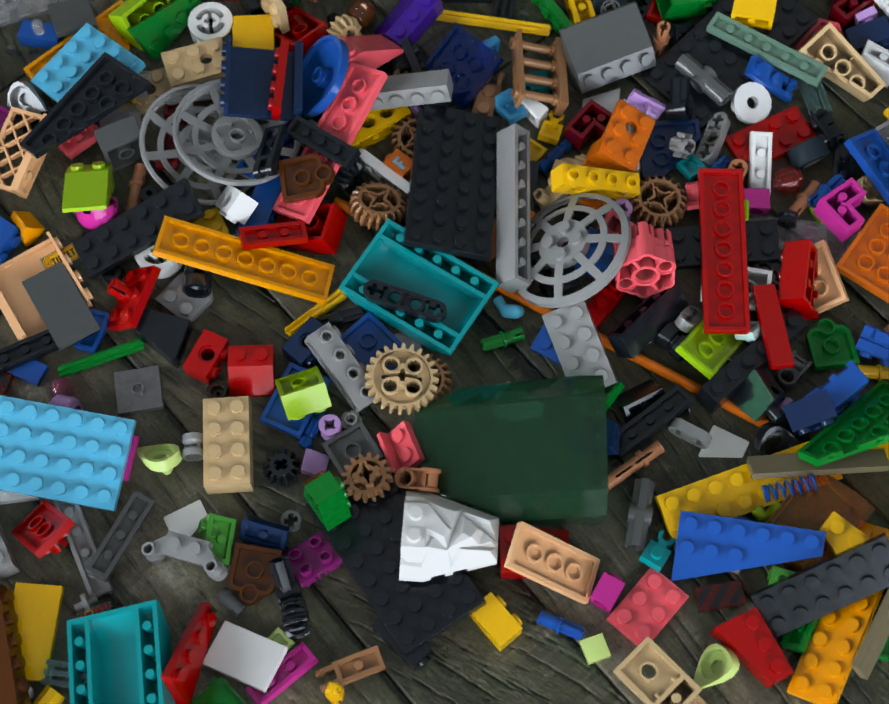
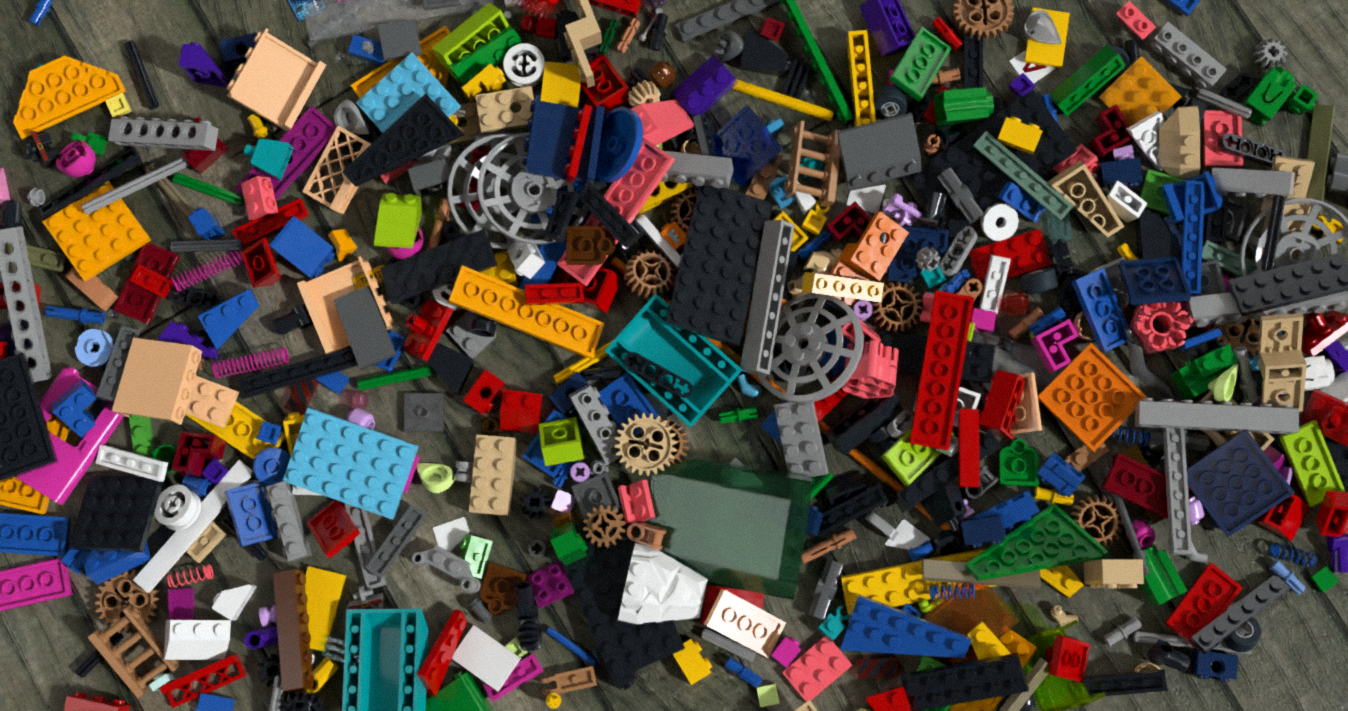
camera: 10 degrees right, 15 degrees up
(170, 37) = (487, 81): none -> yellow plate
(264, 533) = (514, 557): dark blue plate -> none
(347, 627) = (571, 646): none -> blue bar
(536, 596) = (728, 645): none -> light grey axle
(740, 456) = (920, 551): none -> blue pin

